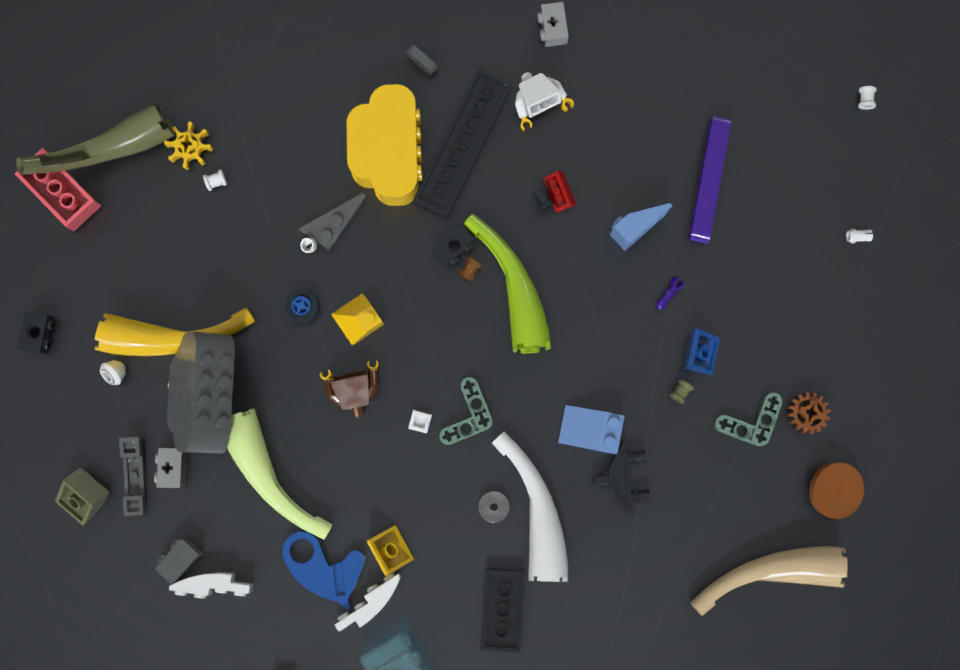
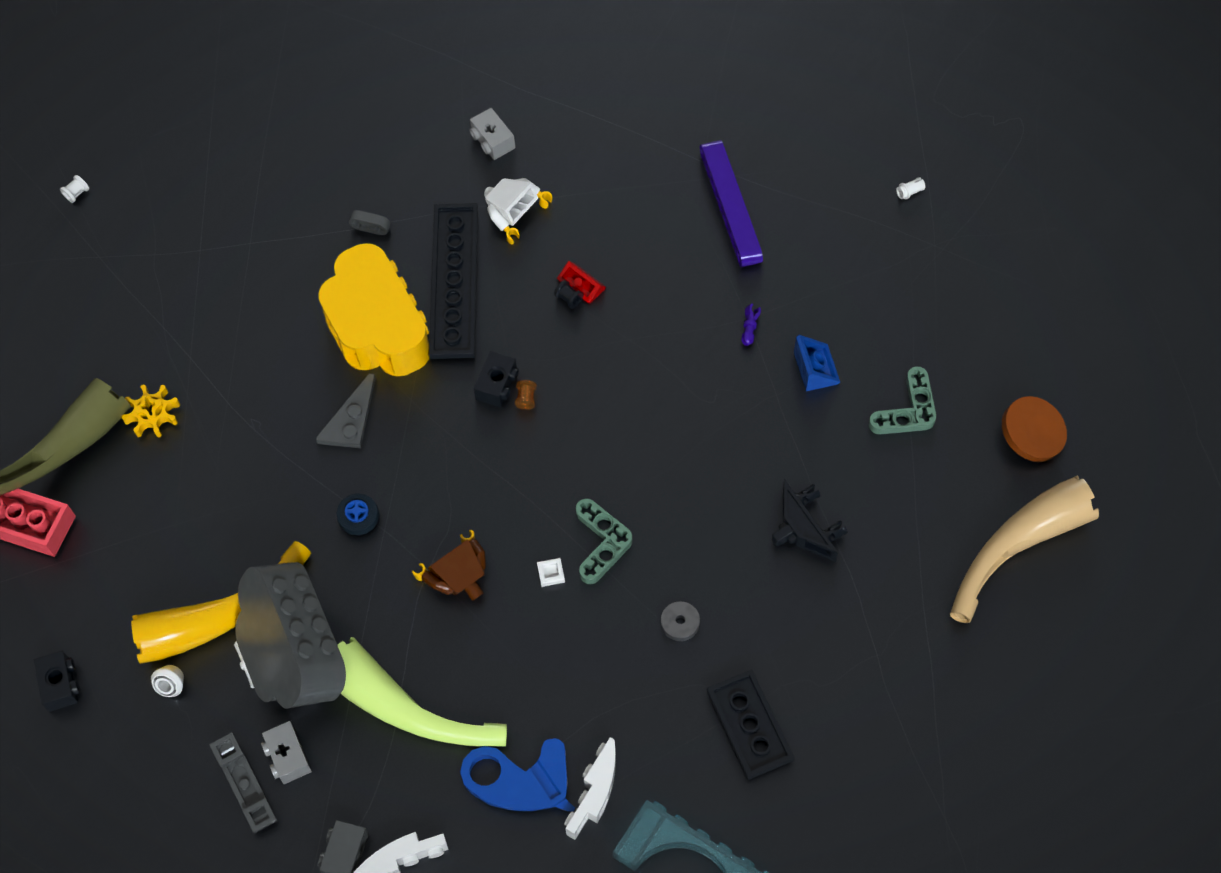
camera: 25 degrees left, 20 degrees down
(81, 496) = (190, 836): olive slope -> none
(215, 180) = (197, 431): white bush -> none
(307, 242) = (331, 448): white hinge -> none
(357, 319) = (428, 499): yellow slope -> none
(390, 550) = (586, 721): yellow slope -> none
(526, 312) = (610, 407): lime brick -> none
(546, 537) = (757, 621): white brick -> none
(591, 429) = (744, 490): medium blue slope -> none
(634, 225) = (679, 271): medium blue slope -> none
(681, 391) = (817, 410): olive bush -> none
(807, 420) = (959, 377): dark orange gear -> none
(867, 97) = (843, 66): white bush -> none

